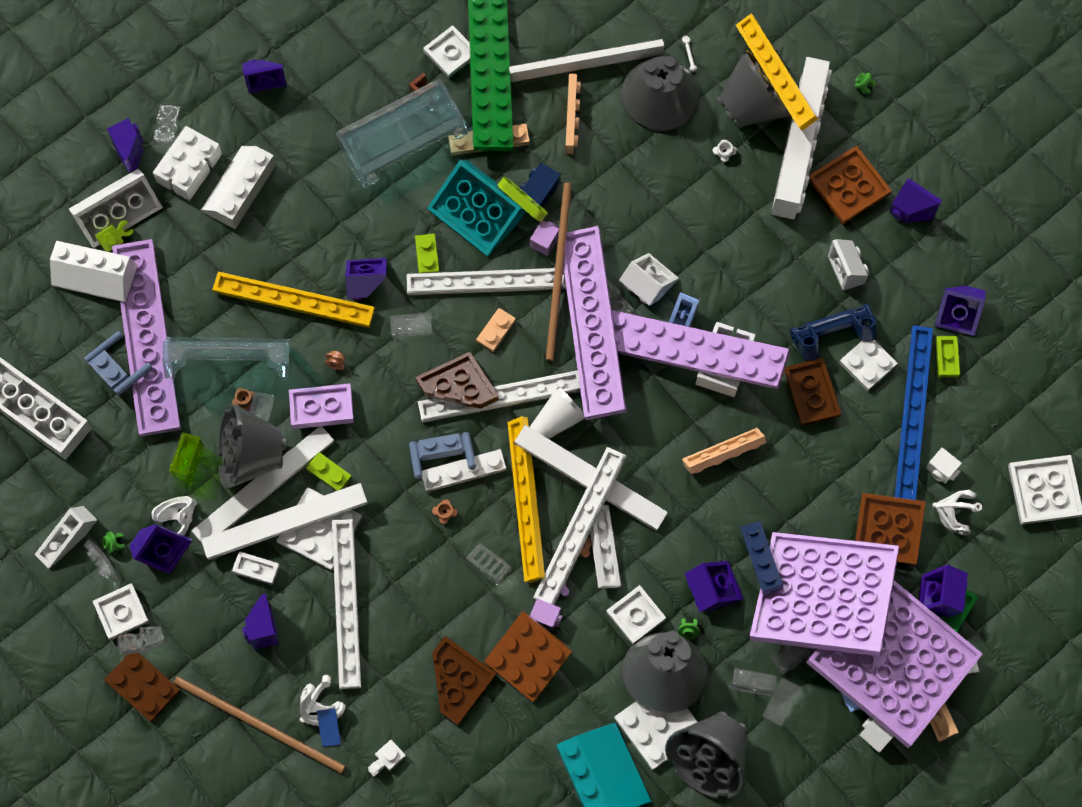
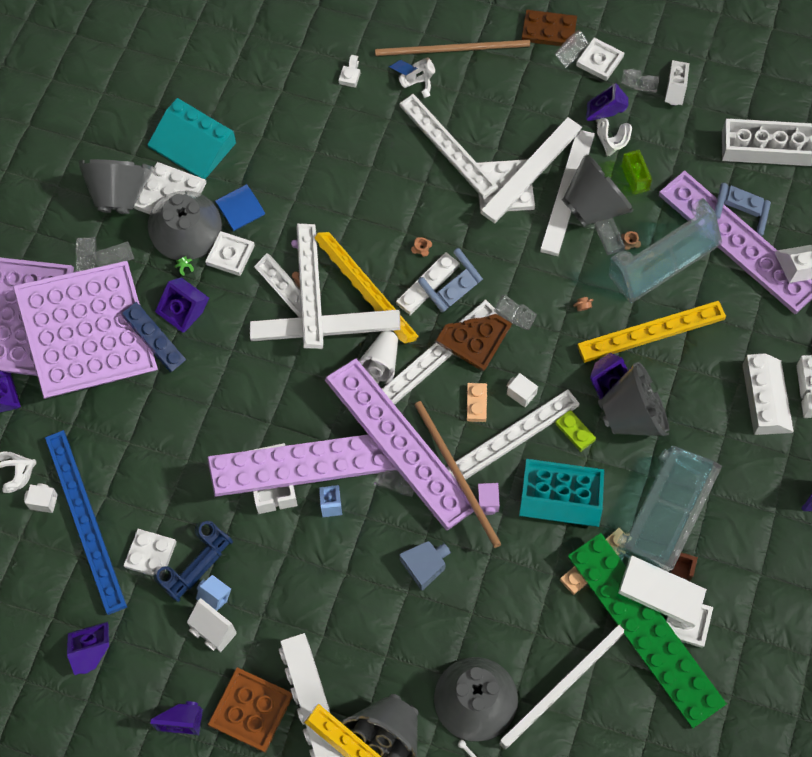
camera: 150 degrees right, 5 degrees down
(110, 544) = (644, 94): bright green plate -> none
(255, 568) = (529, 134): white plate -> none
(260, 625) = (493, 95): dark purple slope -> none
(321, 406) = (568, 264): lavender plate -> none
(328, 472) = (527, 226): lime plate -> none
(365, 229) = (633, 406): none -> dark grey cone
(403, 391) = (514, 313): none -> clear slope
(411, 324) = (546, 367): clear plate -> none
(449, 313) = (521, 389): none -> white brick
(459, 74) = (662, 591): none -> white tile
(459, 679) = (333, 144): reddish brown plate -> none
(505, 568) = (358, 222): clear slope -> none
(522, 199) = (513, 502): lime beam -> none
(528, 656) = (291, 180): dark orange plate -> none
(541, 183) = (522, 537): dark blue piece -> none
(546, 614) = (296, 214): lavender brick -> none
(572, 121) = (544, 632): light nougat plate -> none
(597, 662) = (240, 207): none -> blue slope
(634, 216) = (425, 562): none -> sand blue torso
(648, 279) = (378, 515): white slope -> none
(718, 453) = (231, 409): light nougat plate -> none
(730, 150) = (380, 671): white plate -> none
(812, 392) = (184, 498): reddish brown plate -> none
(831, 291) = (213, 592): none -> light blue brick
(891, 523) = (62, 419): dark orange plate -> none
(947, 356) = (82, 597): lime plate -> none

